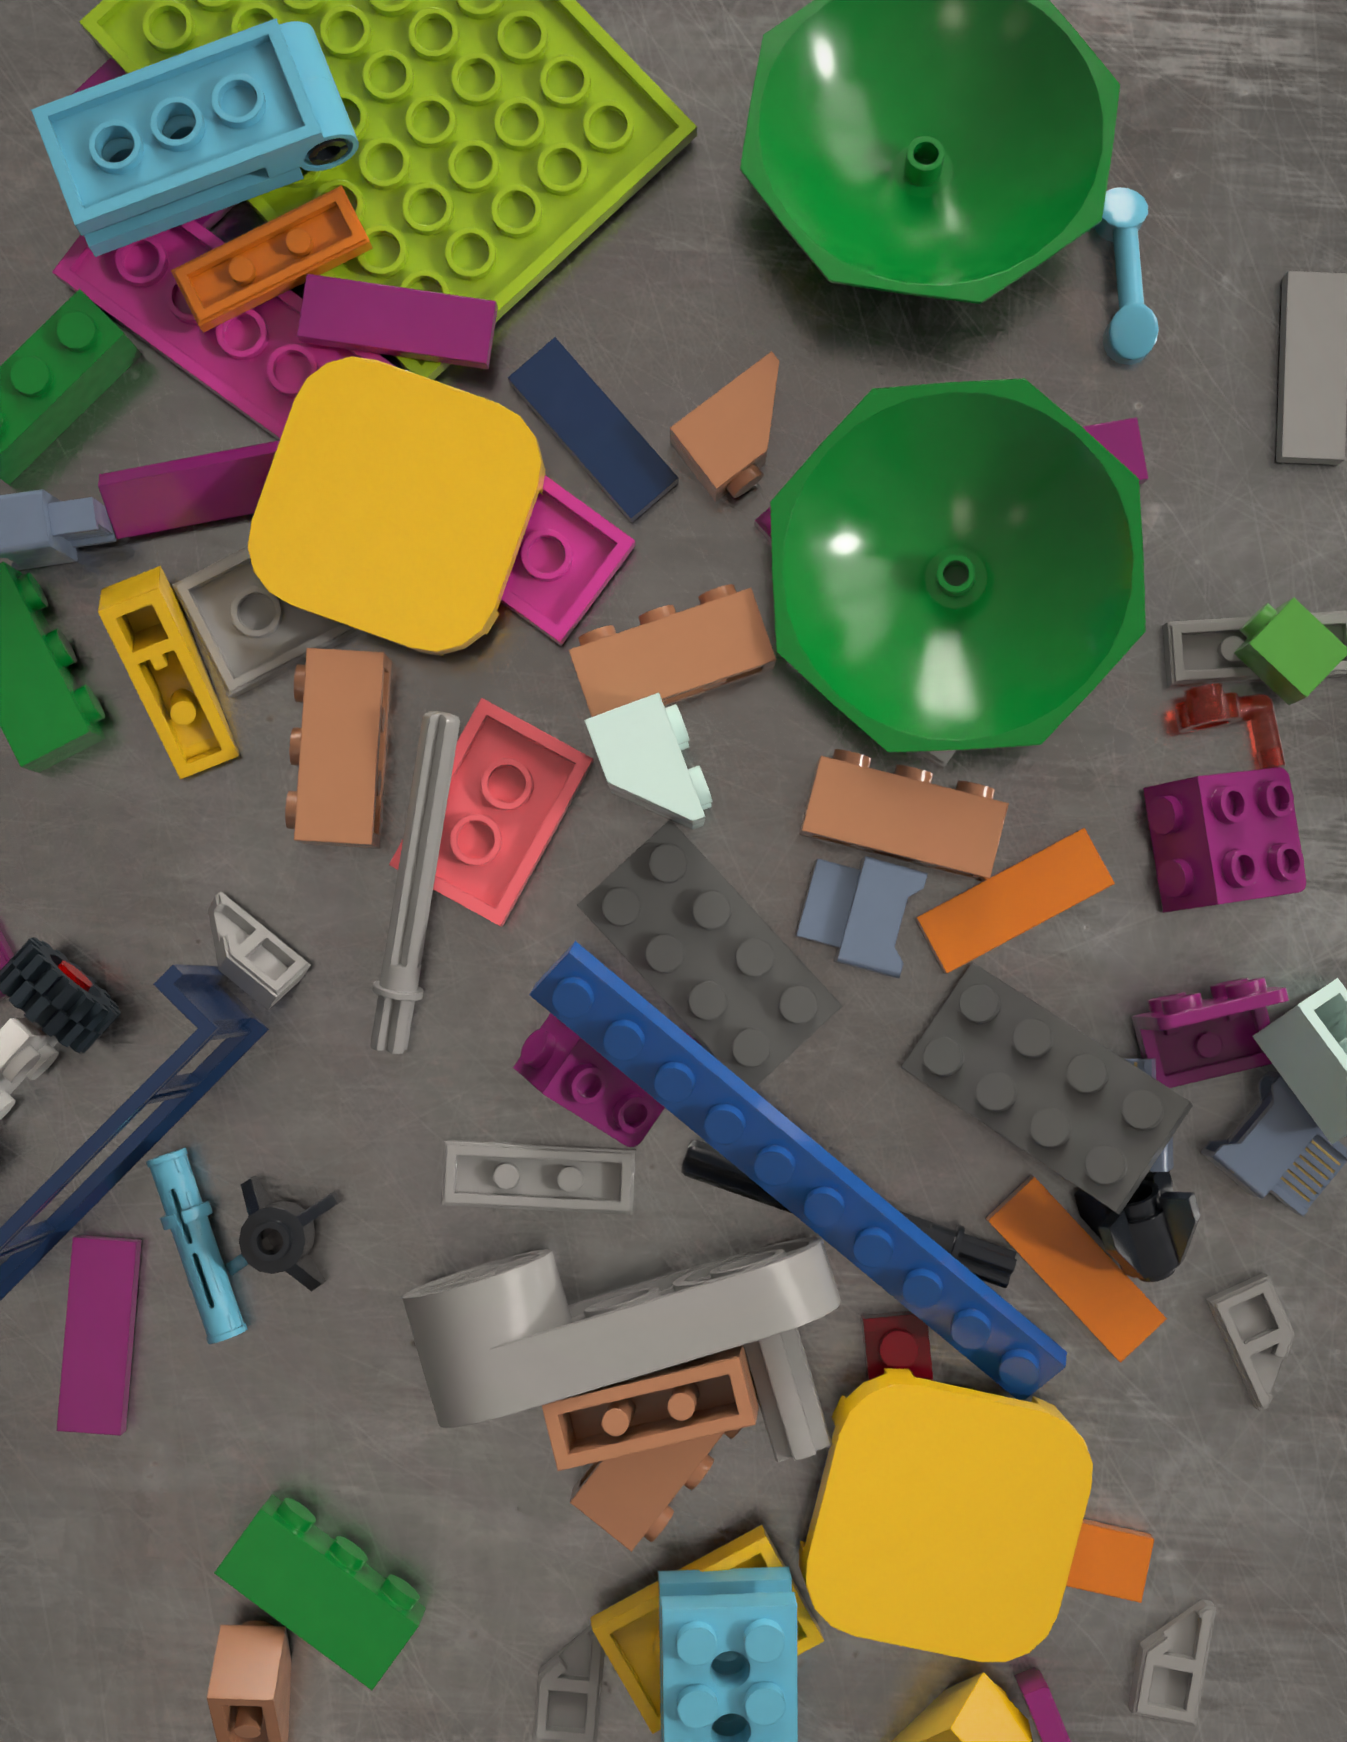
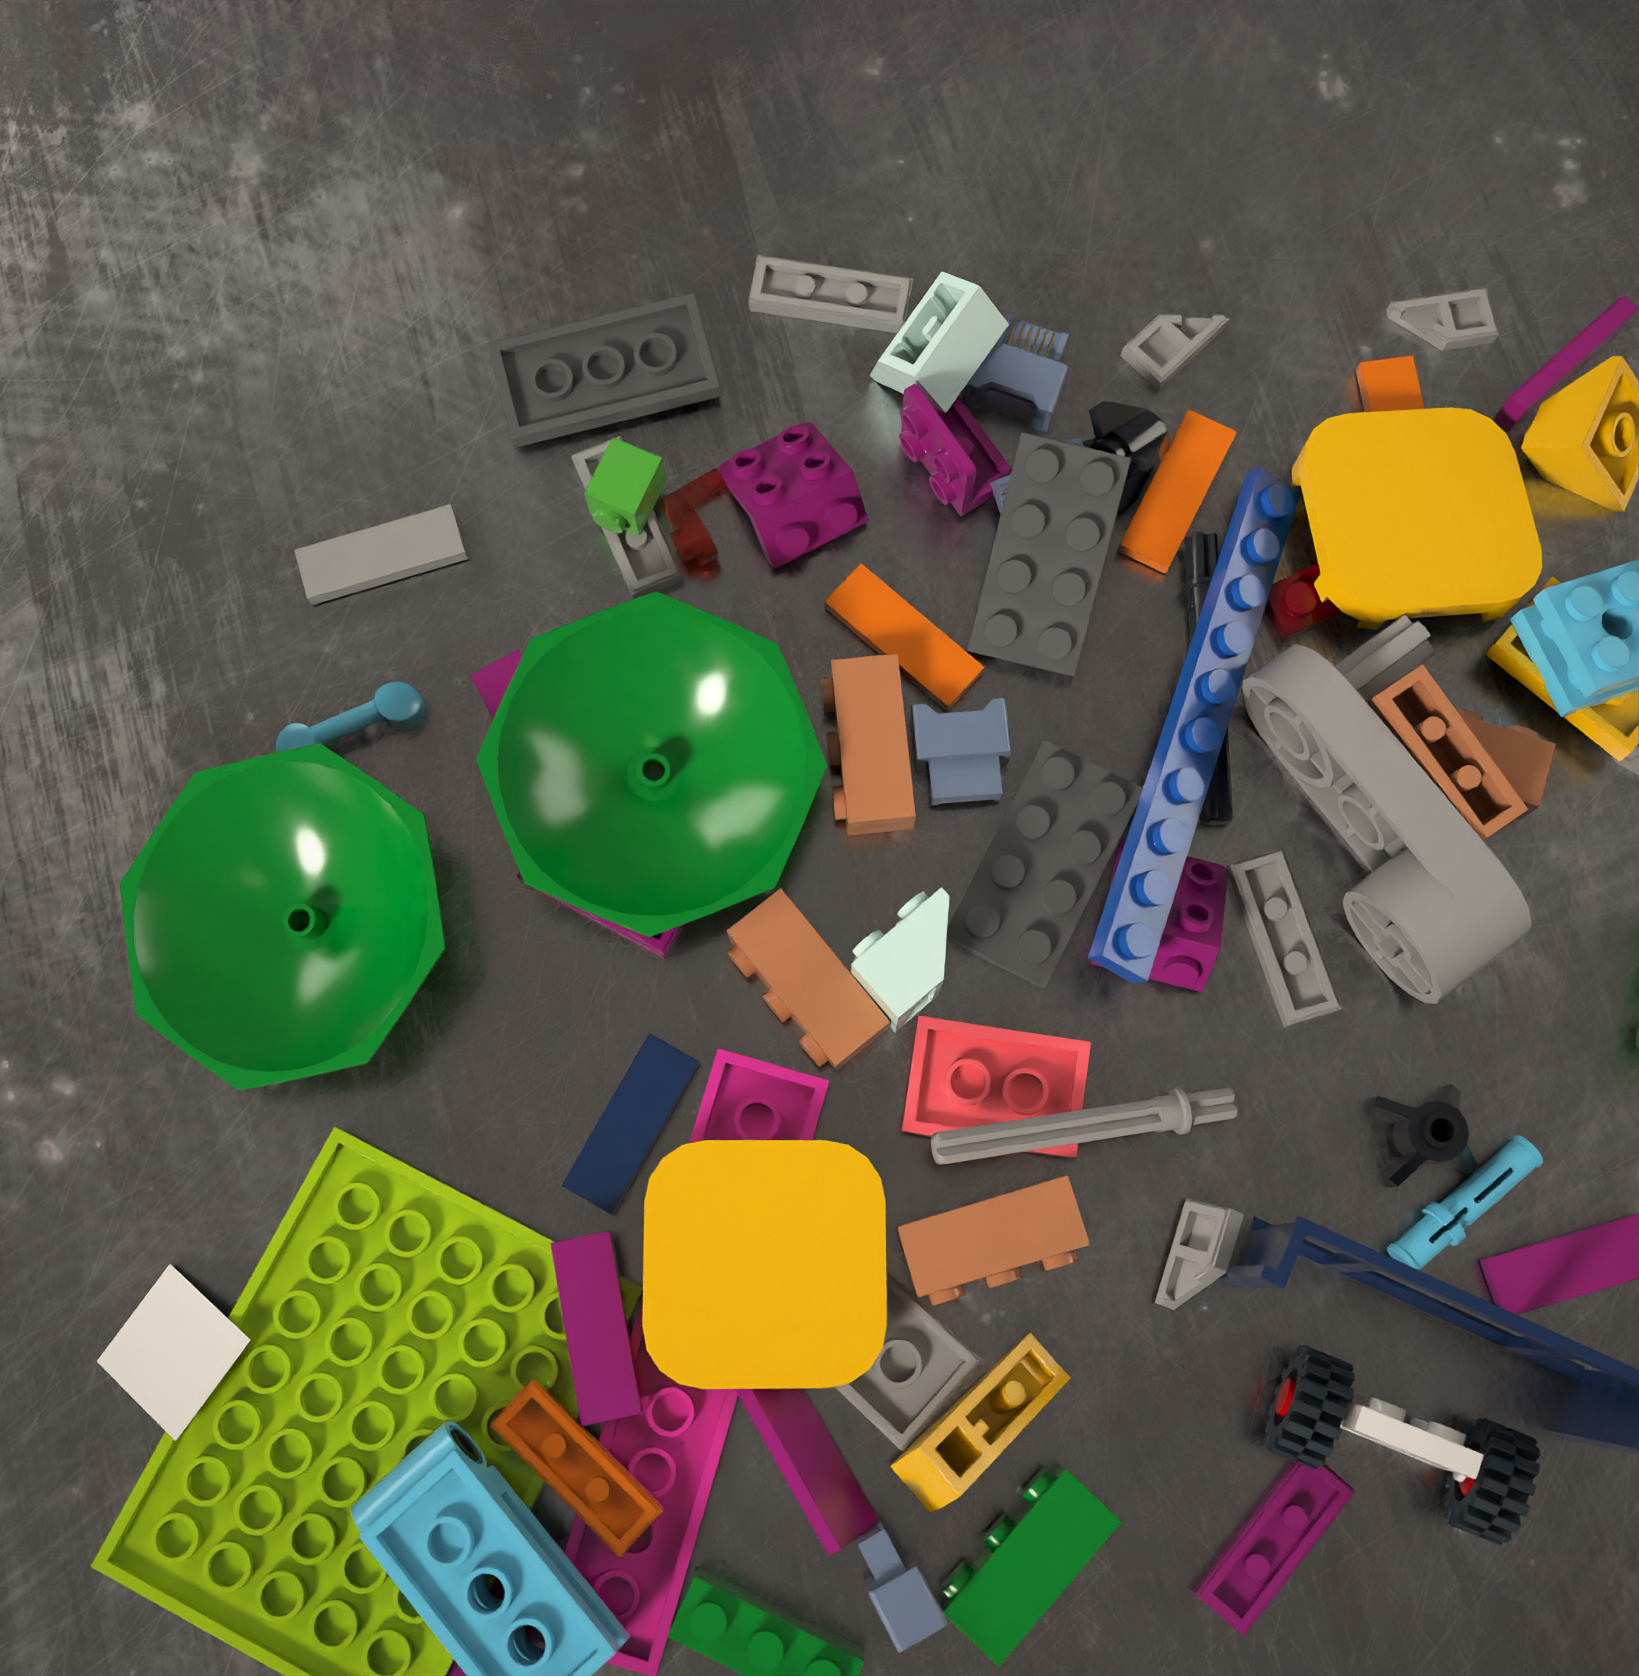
camera: 110 degrees left, 10 degrees down
(730, 432) = (595, 999): nougat slope -> none

